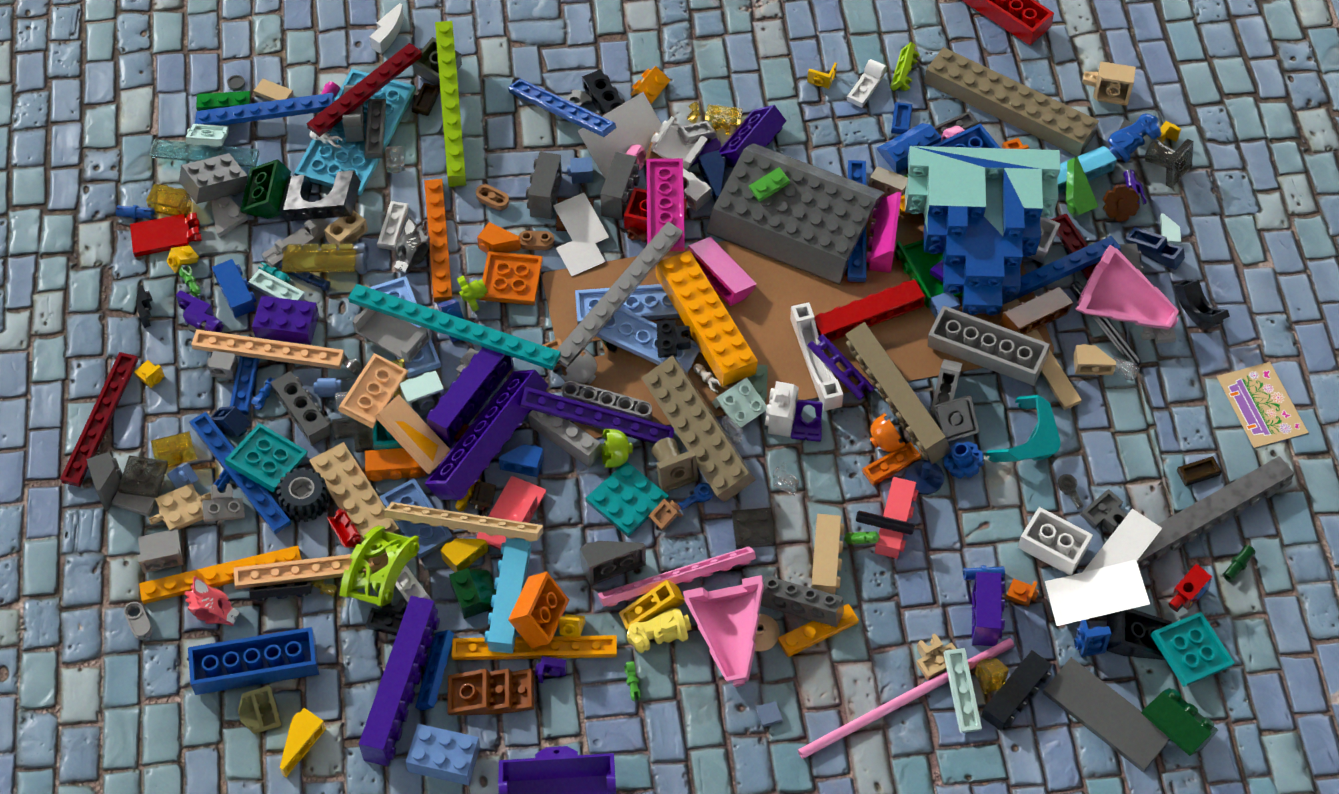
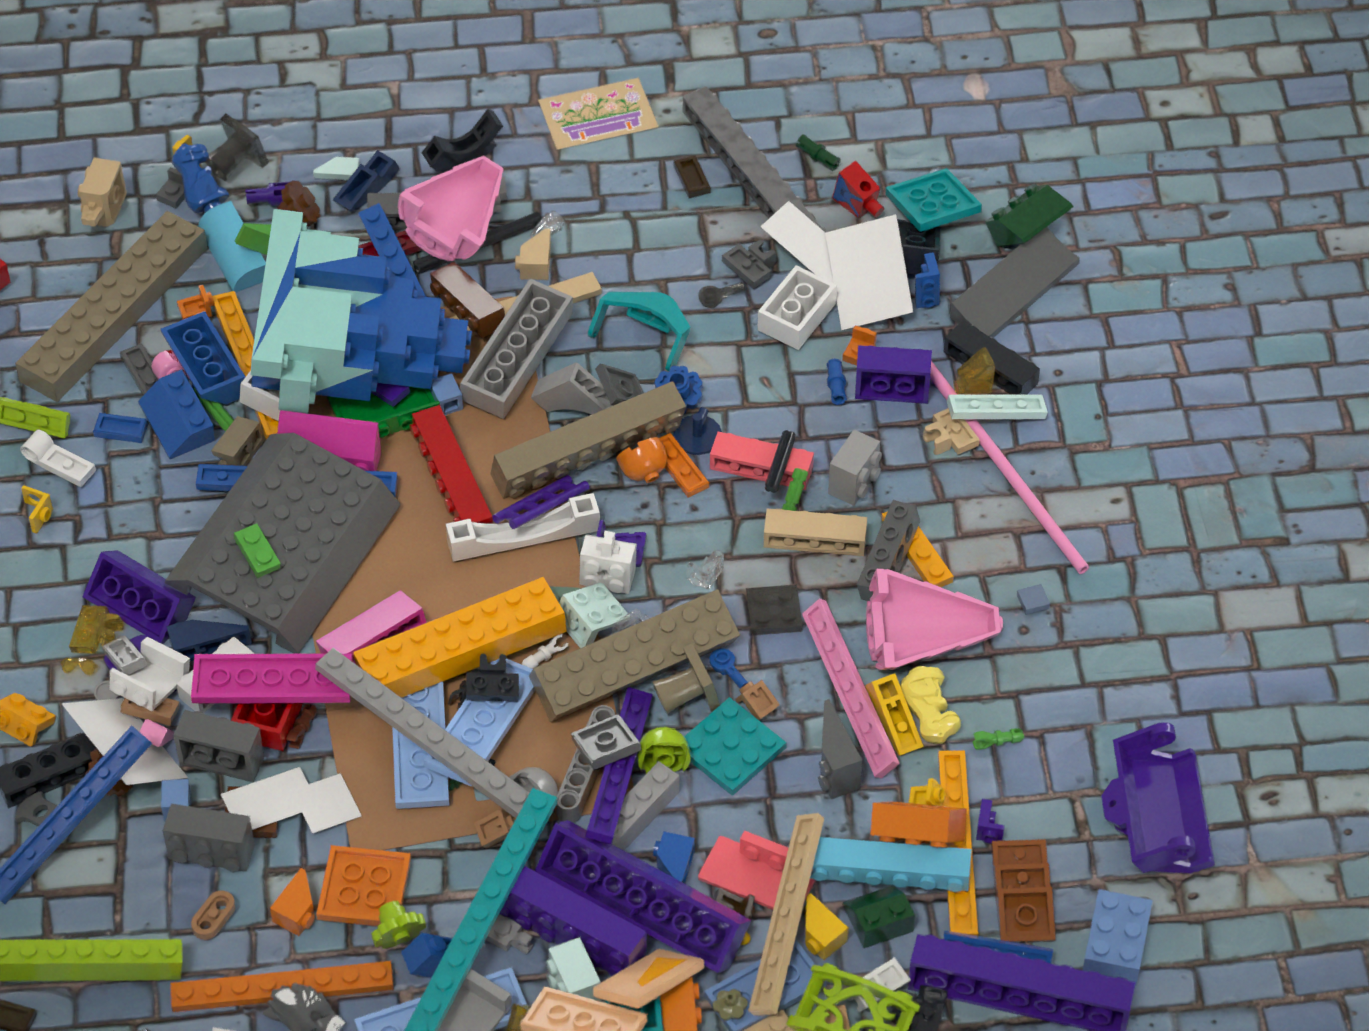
camera: 90 degrees left, 5 degrees down
(401, 493) = (730, 1004): none -> olive plant
(535, 240) = (294, 856): medium nougat plate -> none
(613, 405) = (606, 741): none -> dark grey tile
(885, 578) = (854, 468): none -> light grey brick

